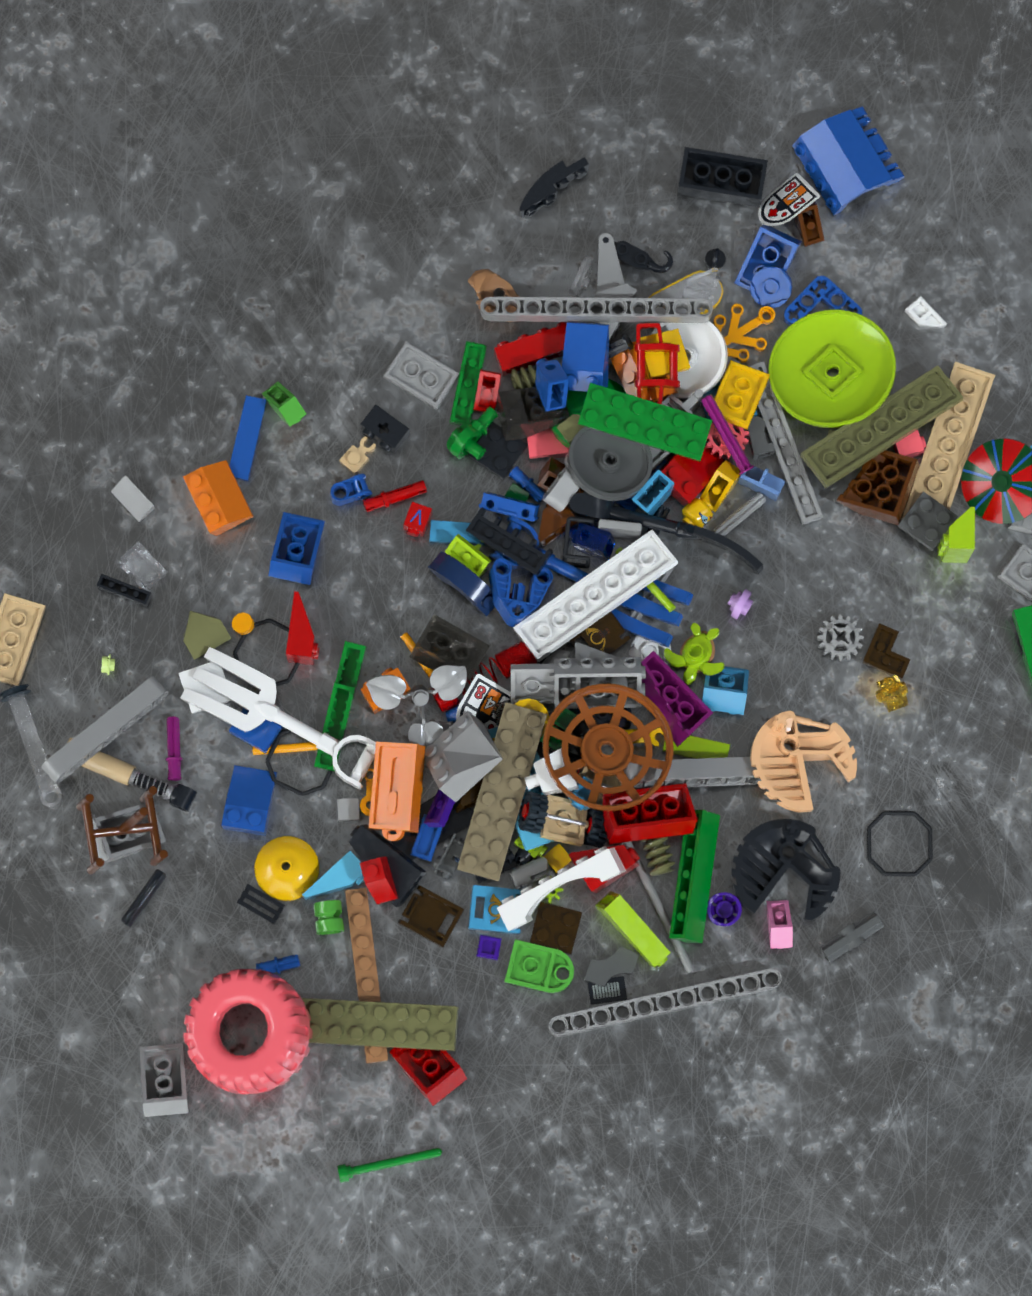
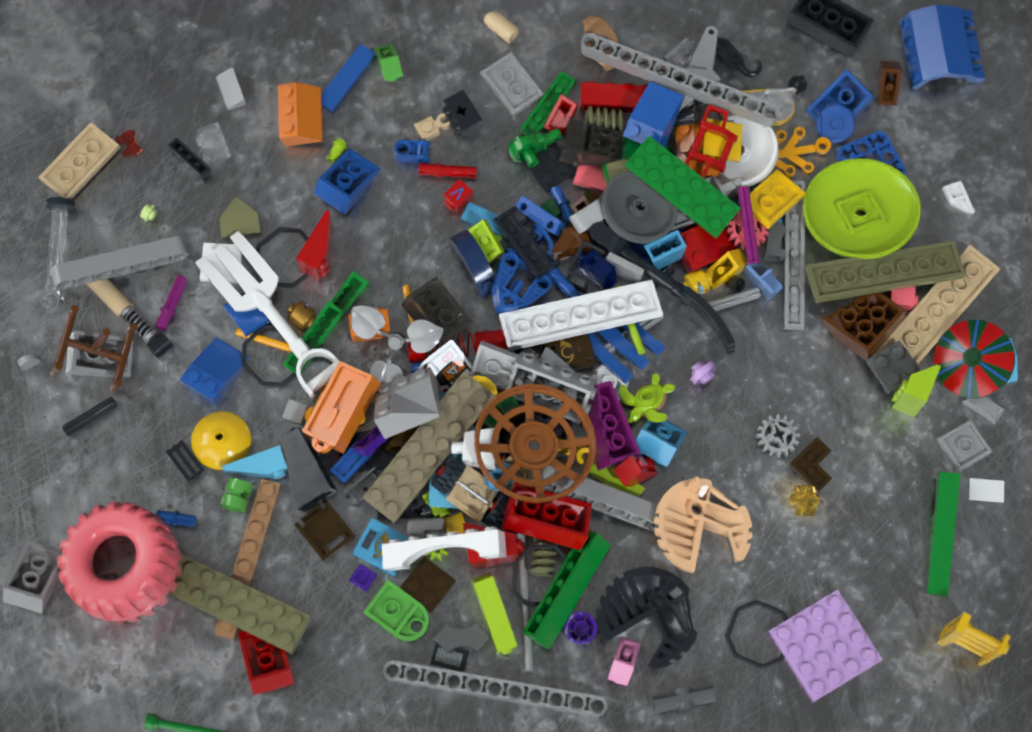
camera: 20 degrees right, 5 degrees down
(56, 867) = (28, 361): none -> light grey tile
(59, 602) = (132, 147): none -> clear red piece
(243, 623) = (275, 224): light orange tile -> none
(271, 522) = (336, 150): none -> lime pin
(312, 708) = (301, 315): none -> pearl gold head
(379, 879) = (291, 478): red slope -> none
(385, 318) = (501, 26): none -> tan arm
(548, 376) = (617, 120): blue torso -> none
(638, 868) = (514, 581): none -> black piece
(714, 730) = (635, 470): none -> red slope
(740, 494) = (740, 282): none -> black hinge
(787, 201) = (877, 60): sticker -> none
(967, 828) = (825, 645): none -> lavender plate

